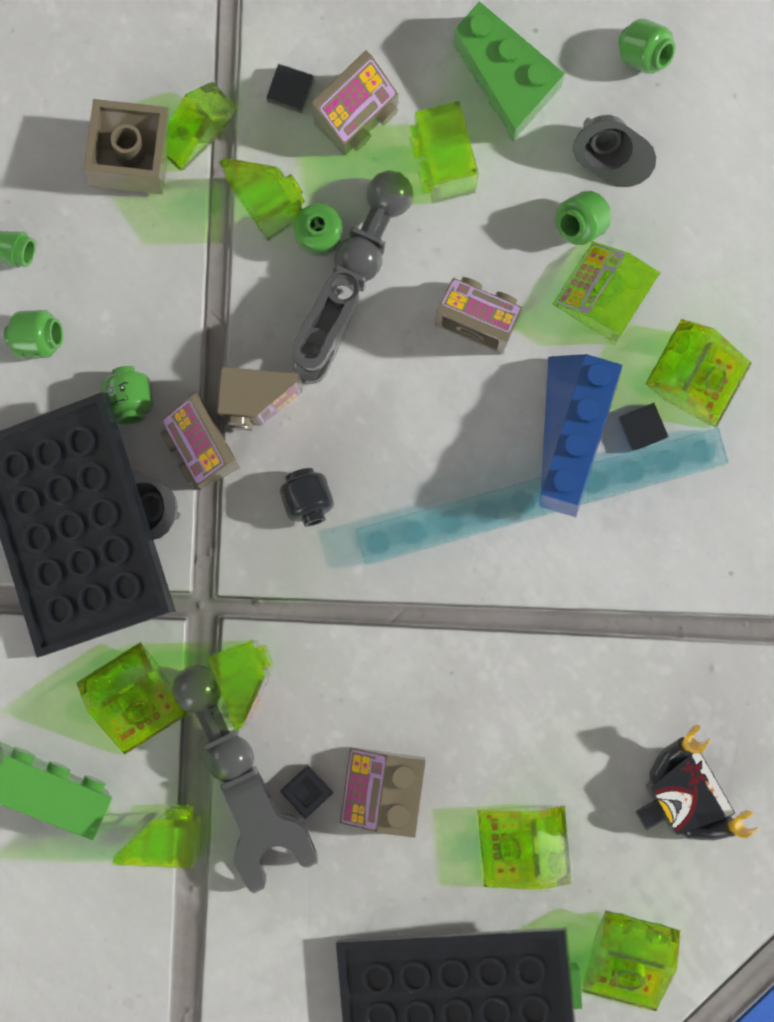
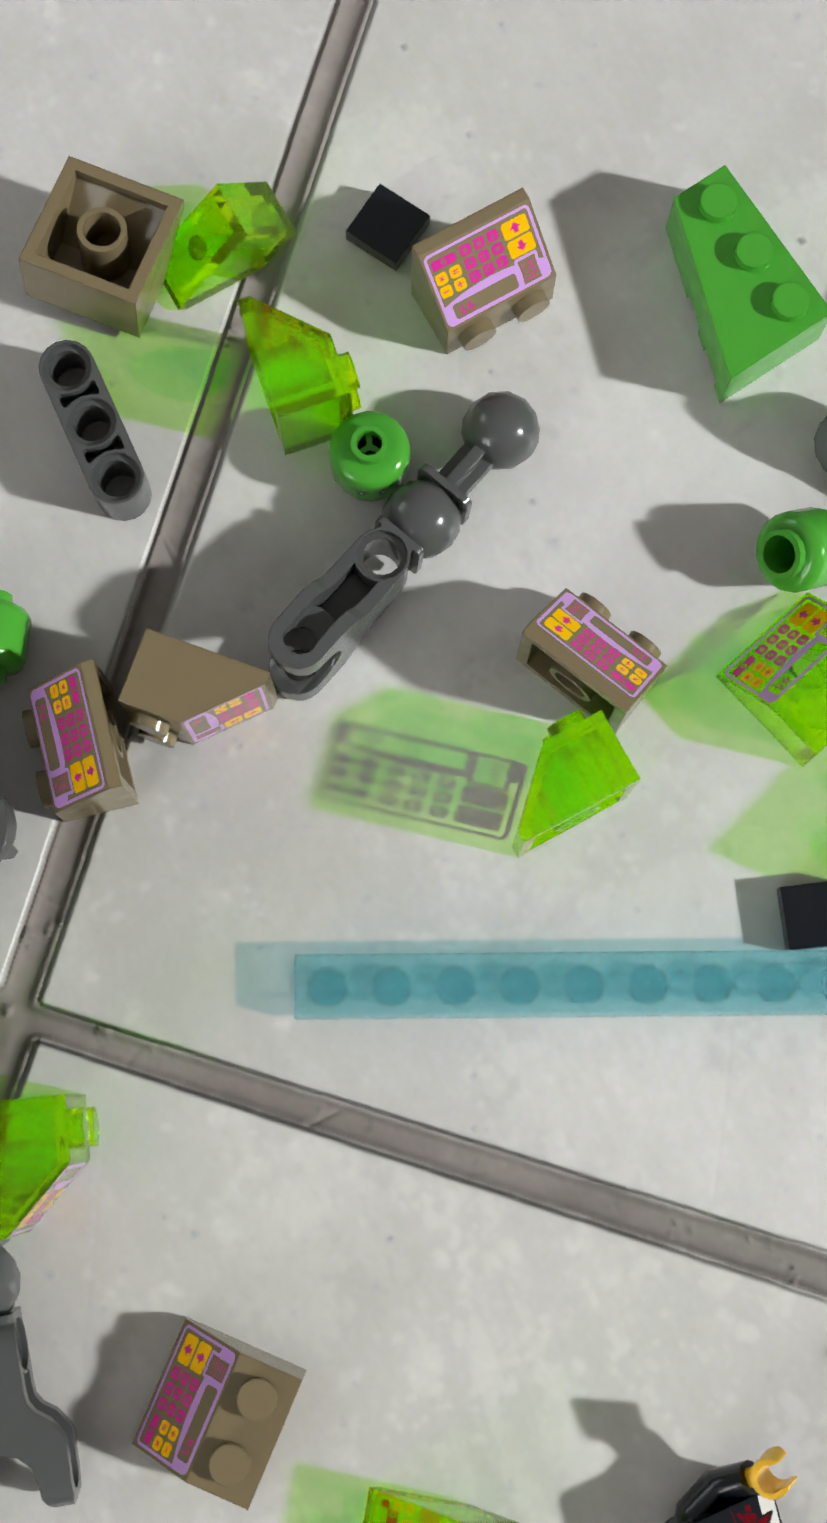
camera: 10 degrees right, 5 degrees down
(146, 241) = (88, 403): none -> dark grey beam
(306, 497) = (230, 880): black head -> none
(306, 791) = (92, 1374): black tile -> none
(445, 152) = (607, 385): clear neon green brick -> none
(485, 387) = (573, 779): none -> clear neon green slope
(576, 413) = (707, 868): blue wedge -> none

